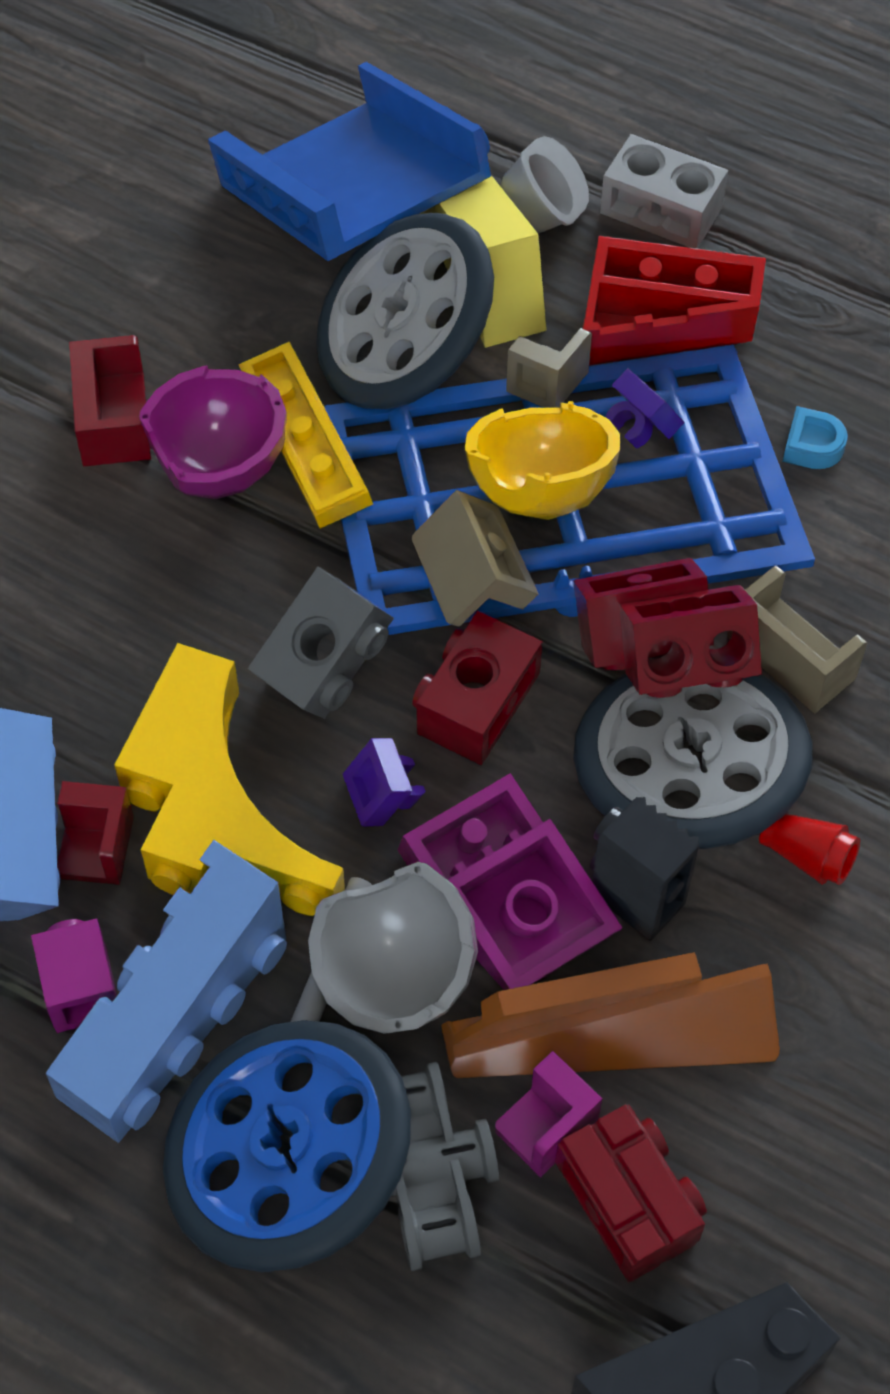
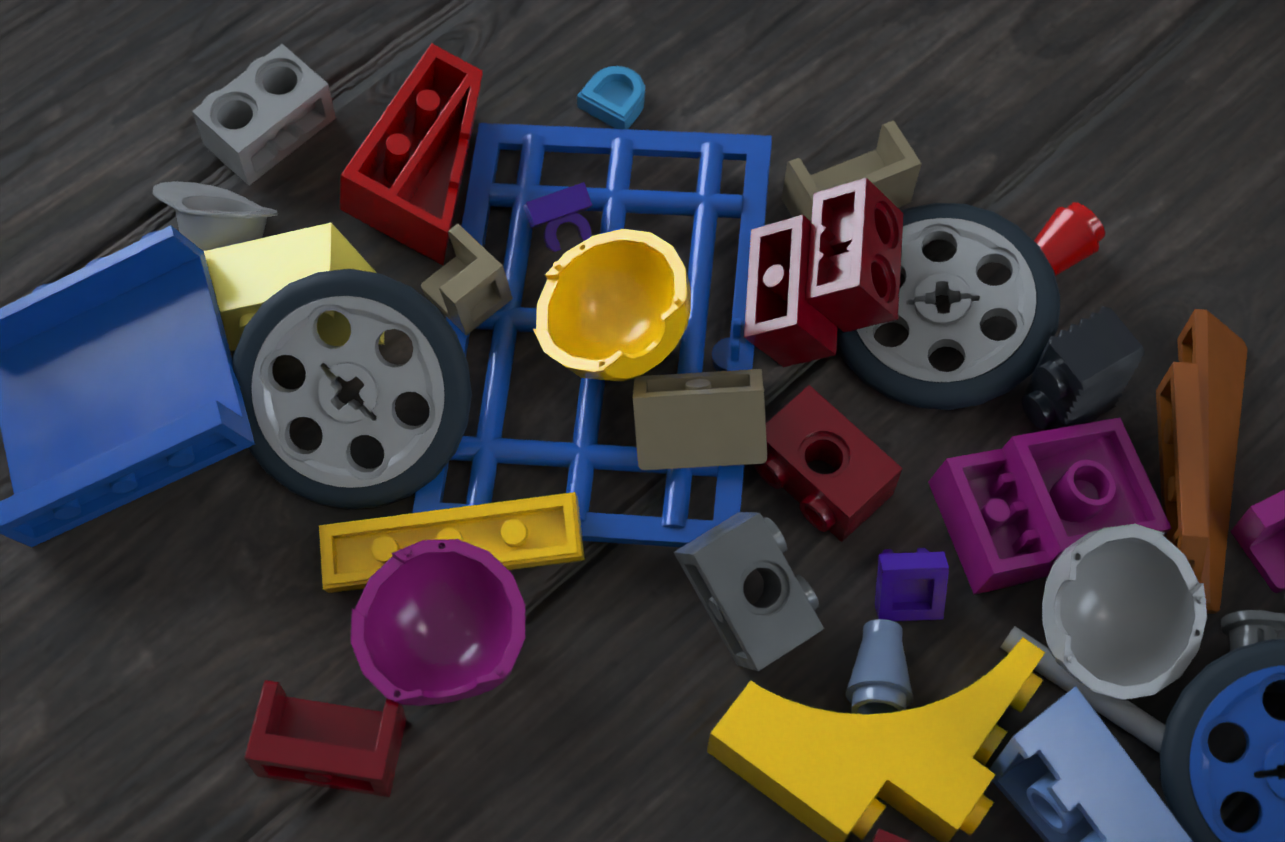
camera: 75 degrees left, 5 degrees up
(285, 778) = (880, 671): none -> sand blue cone

